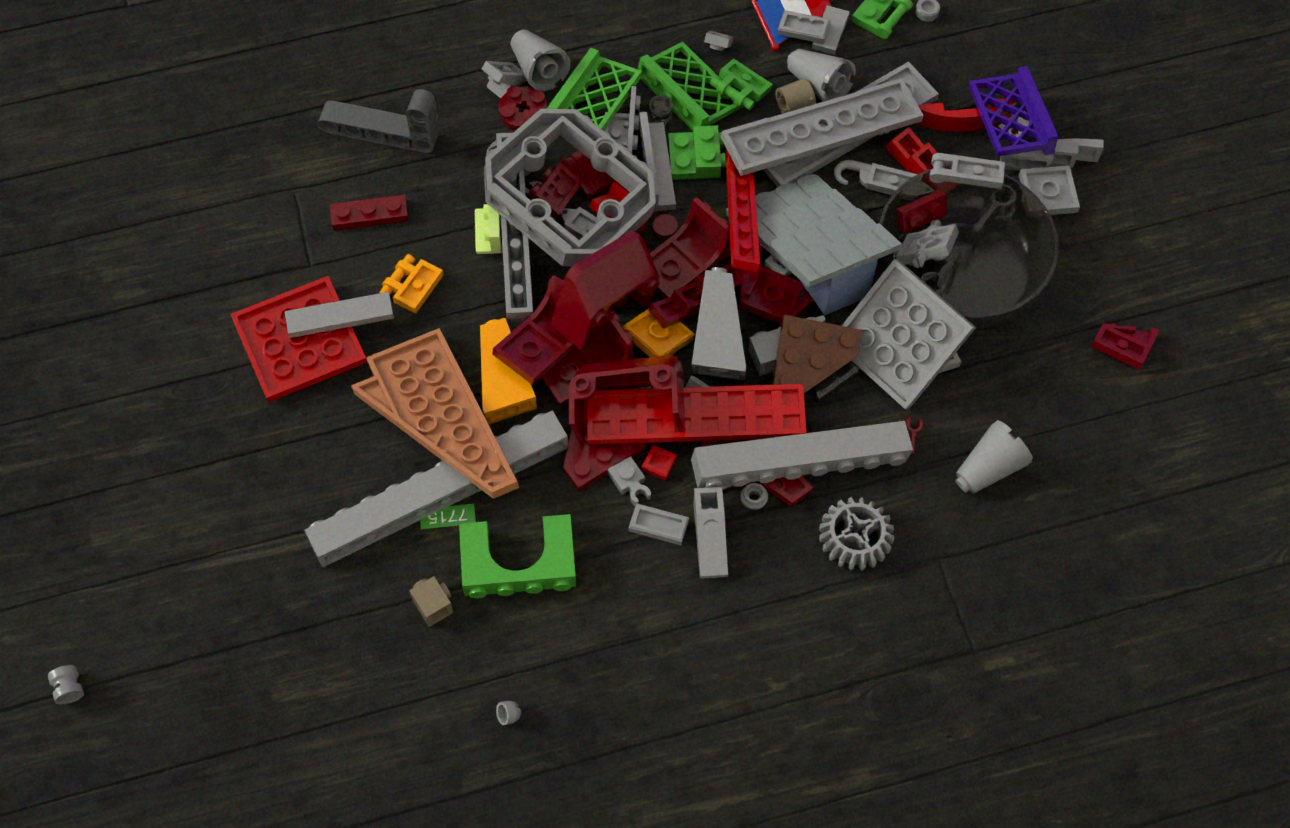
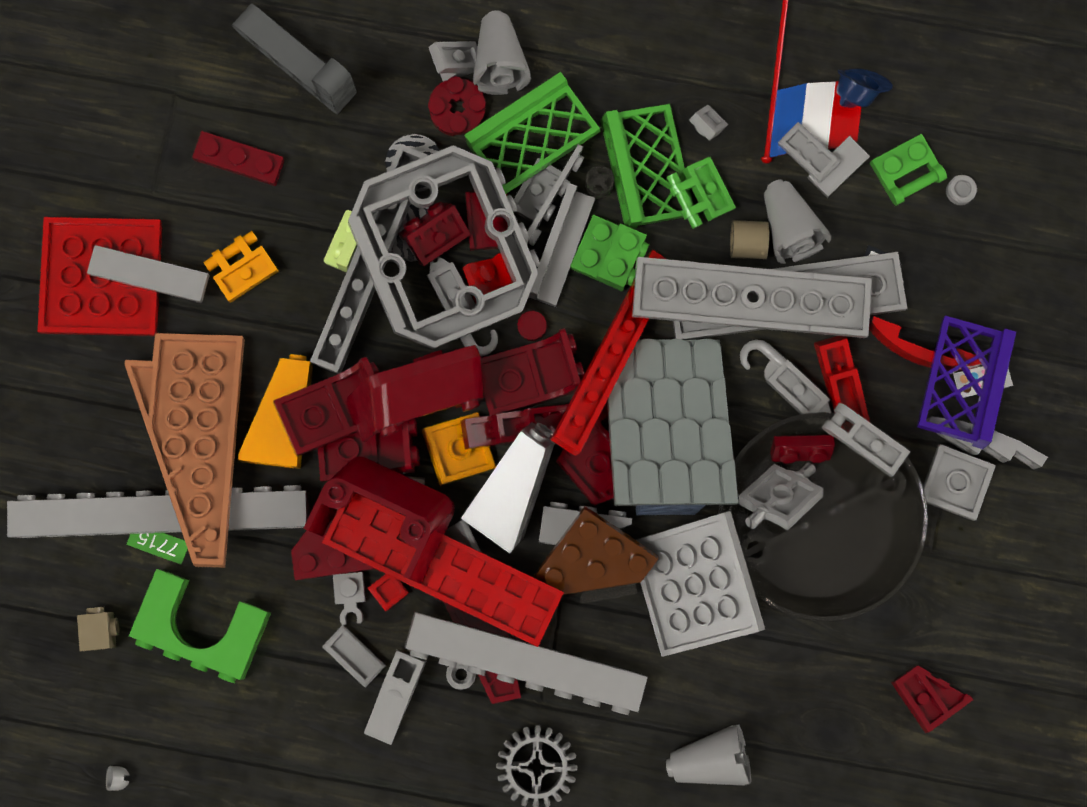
camera: 25 degrees right, 20 degrees up
(913, 431) = (656, 683): dark red hand -> none

